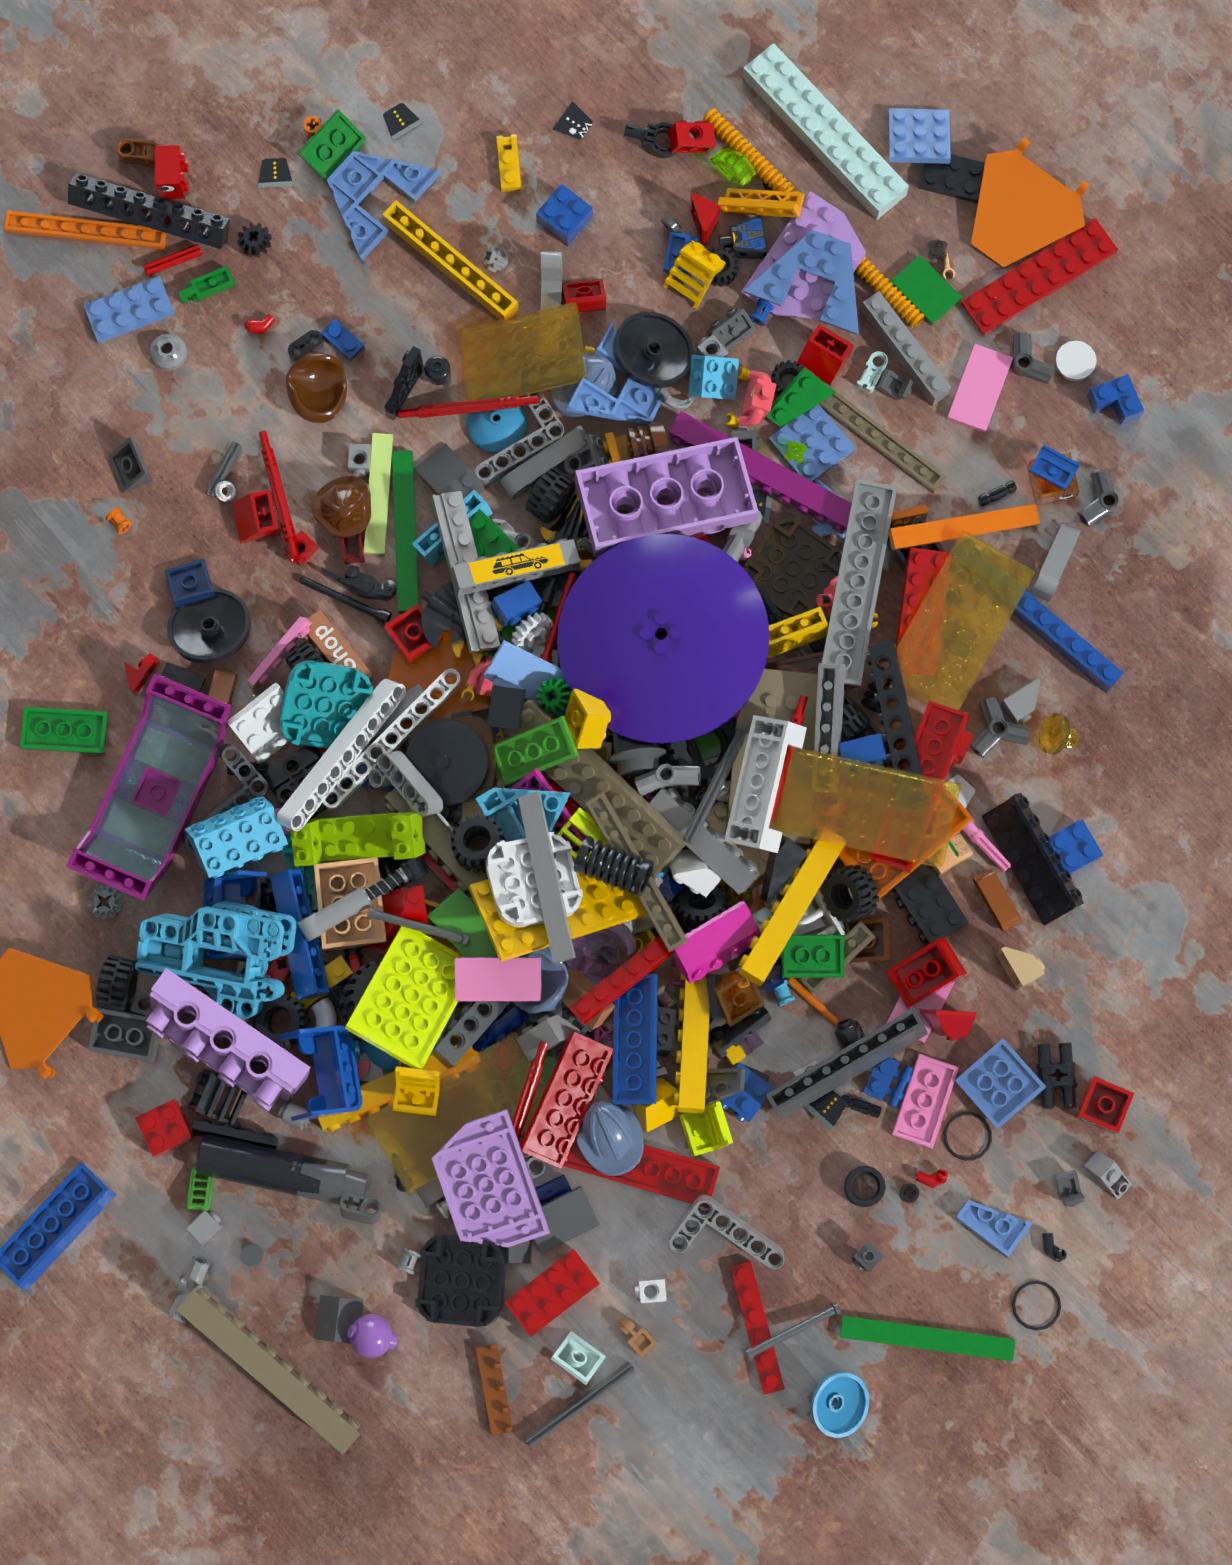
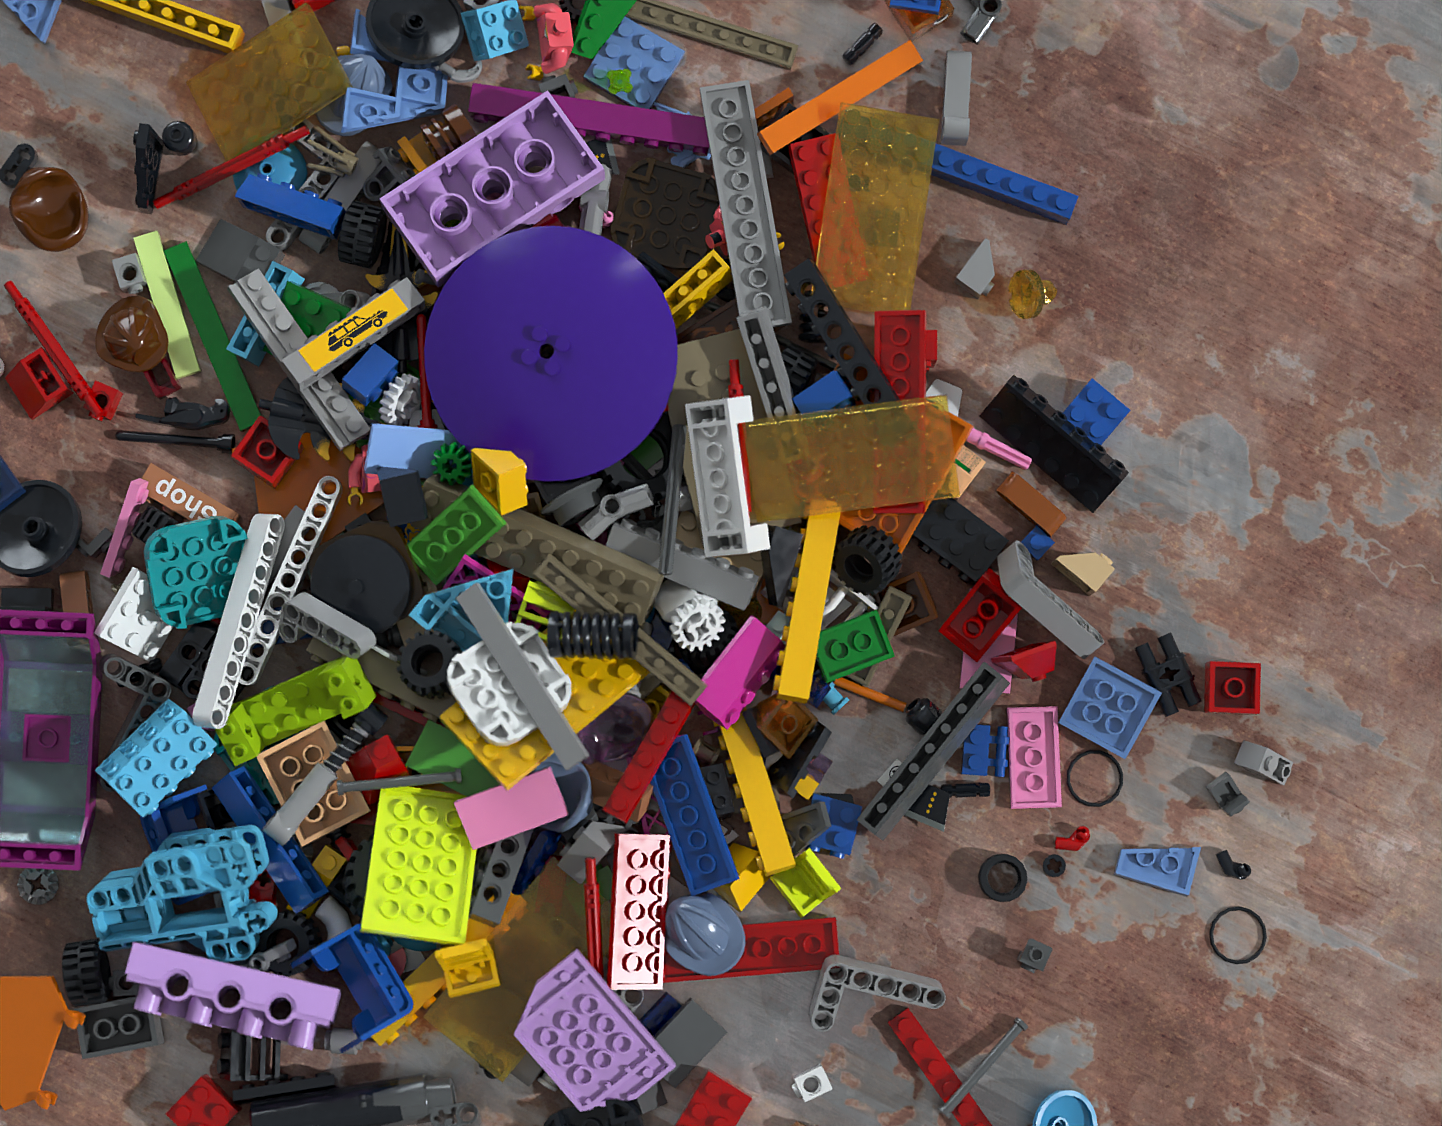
camera: 20 degrees left, 5 degrees up
(253, 658) = (97, 545): none -> dark grey bracket
(272, 1024) = (279, 952): none -> light grey plate
(342, 340) = (57, 143): blue plate -> none
(505, 453) = (291, 206): none -> blue slope
(558, 434) = (344, 162): none -> dark tan plant
(698, 891) = (697, 624): none -> white gear
(927, 1338) = (1132, 1017): green tile -> none
(966, 959) = (1044, 605): none -> light grey beam
(988, 738) = (955, 326): dark grey piece -> none
(990, 932) = (1037, 543): none -> blue plate

